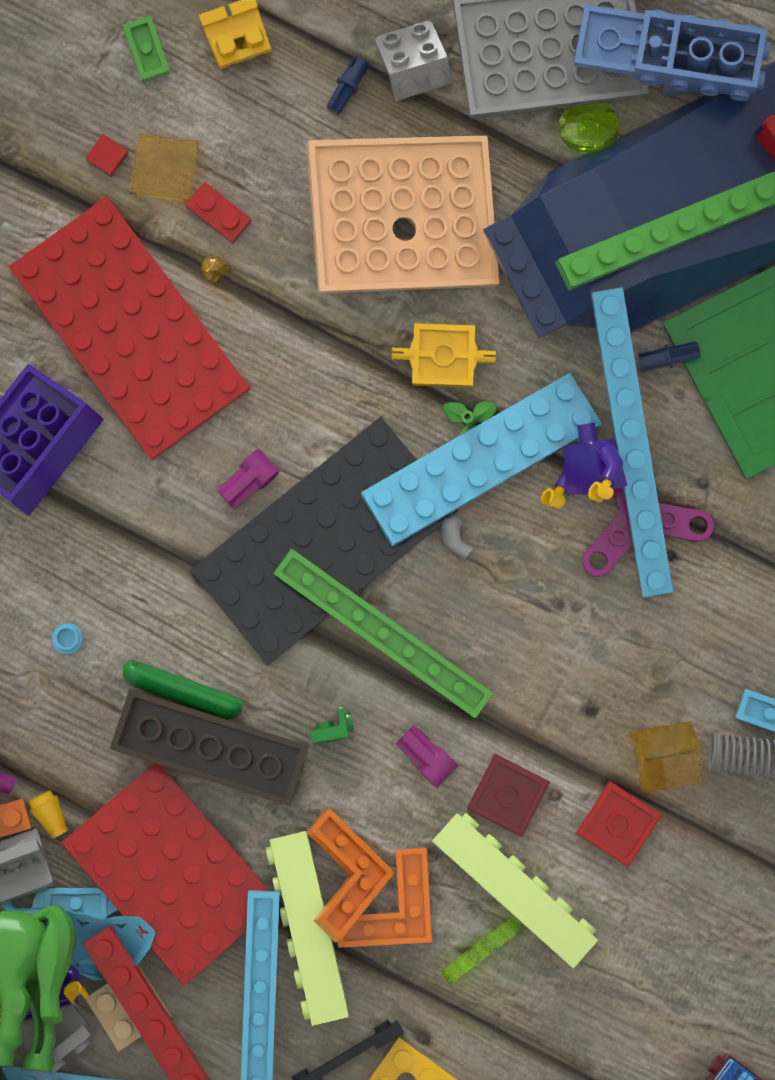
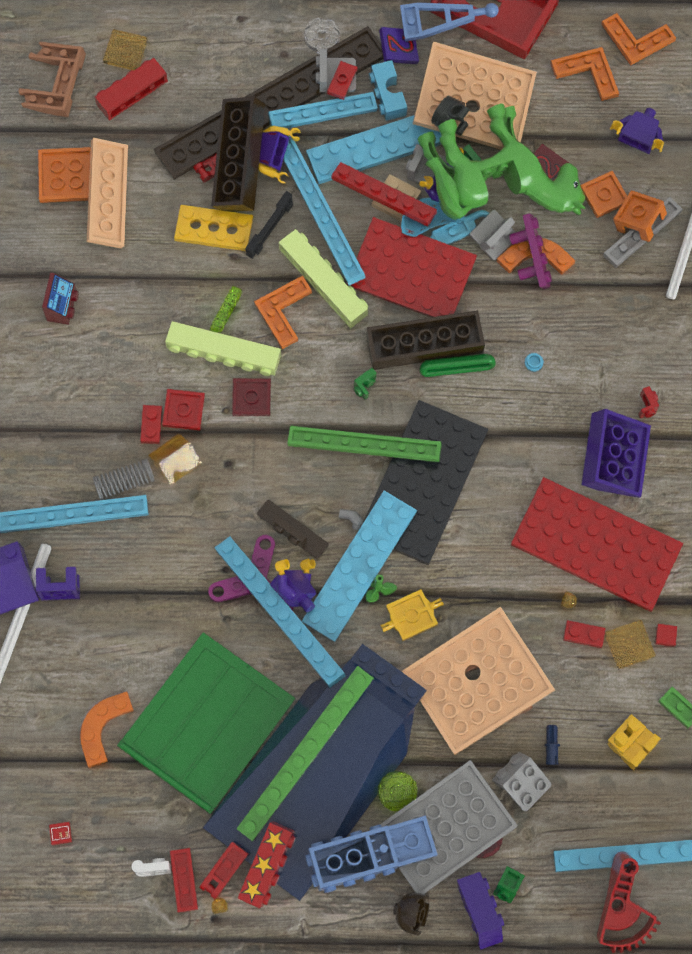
camera: 150 degrees right, 10 degrees down
(48, 813) = (492, 270): yellow cone -> none
(253, 474) = (482, 495): magenta piece -> none
(366, 872) = (306, 316): orange plate -> none
(431, 761) = (301, 392): magenta piece -> none
(549, 562) = (292, 529): none -> dark brown bracket
(668, 356) = (282, 678): dark blue axle -> none
(675, 826) = (151, 424): none -> red plate

